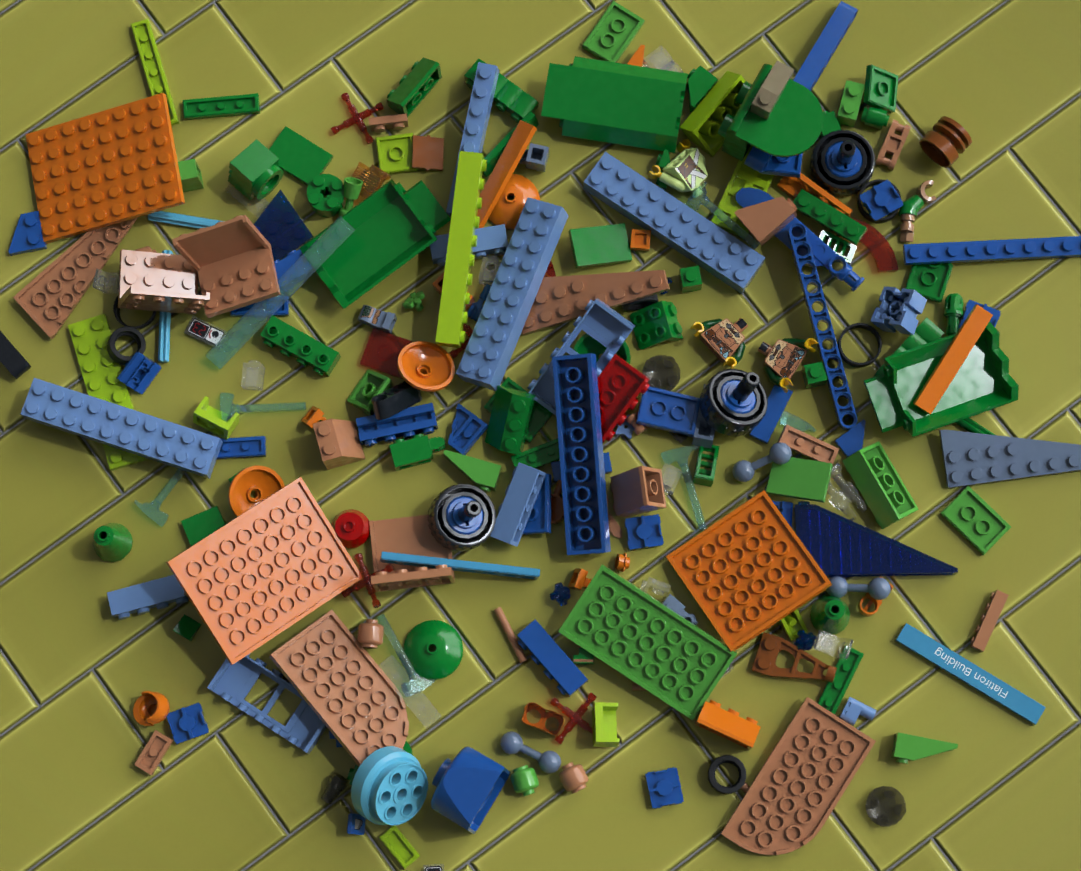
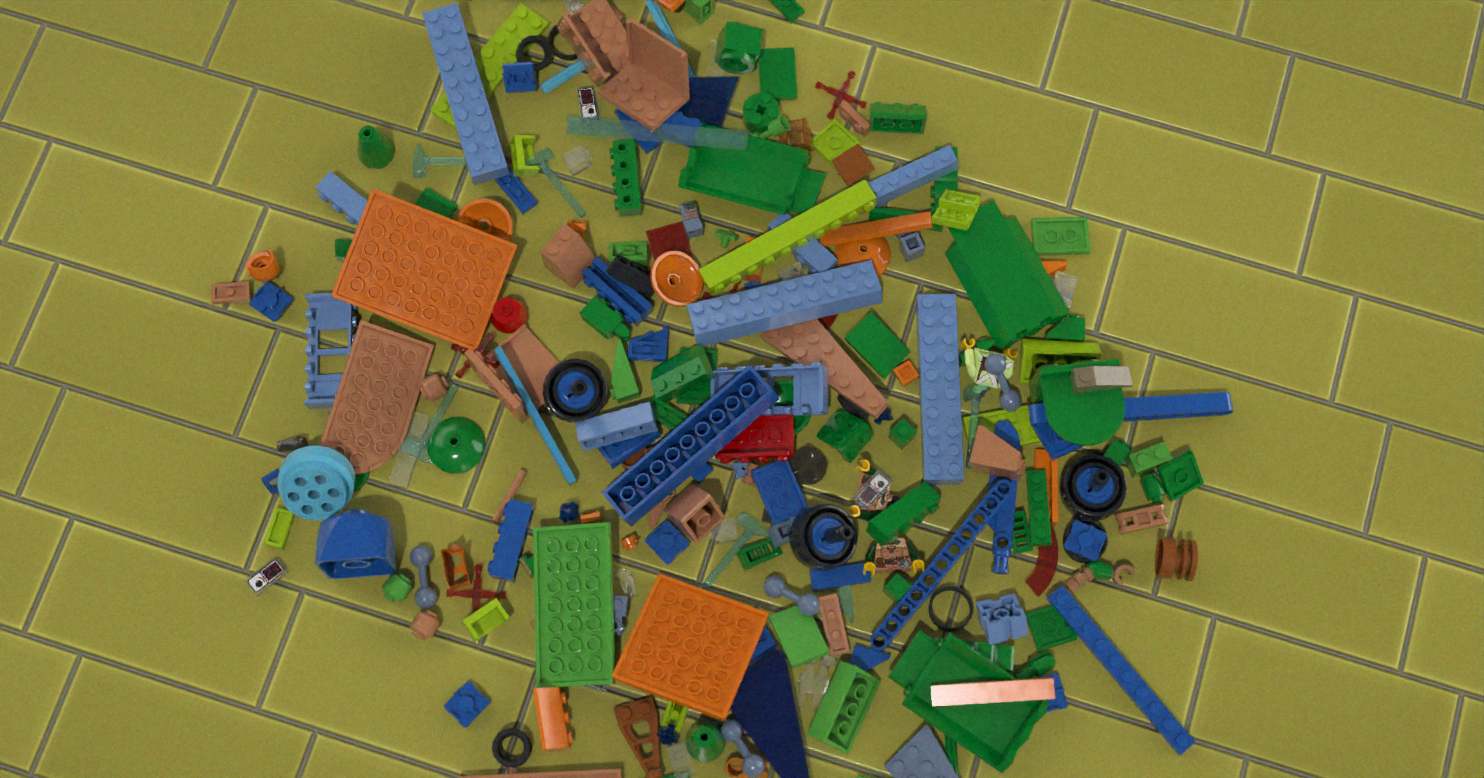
camera: 50 degrees right, 5 degrees down
(535, 98) = (956, 209): none -> lime slope
(693, 163) = (1010, 399): none -> sand blue piece
(721, 335) = (873, 489): none -> clear tile
(759, 325) = (903, 514): none -> green brick

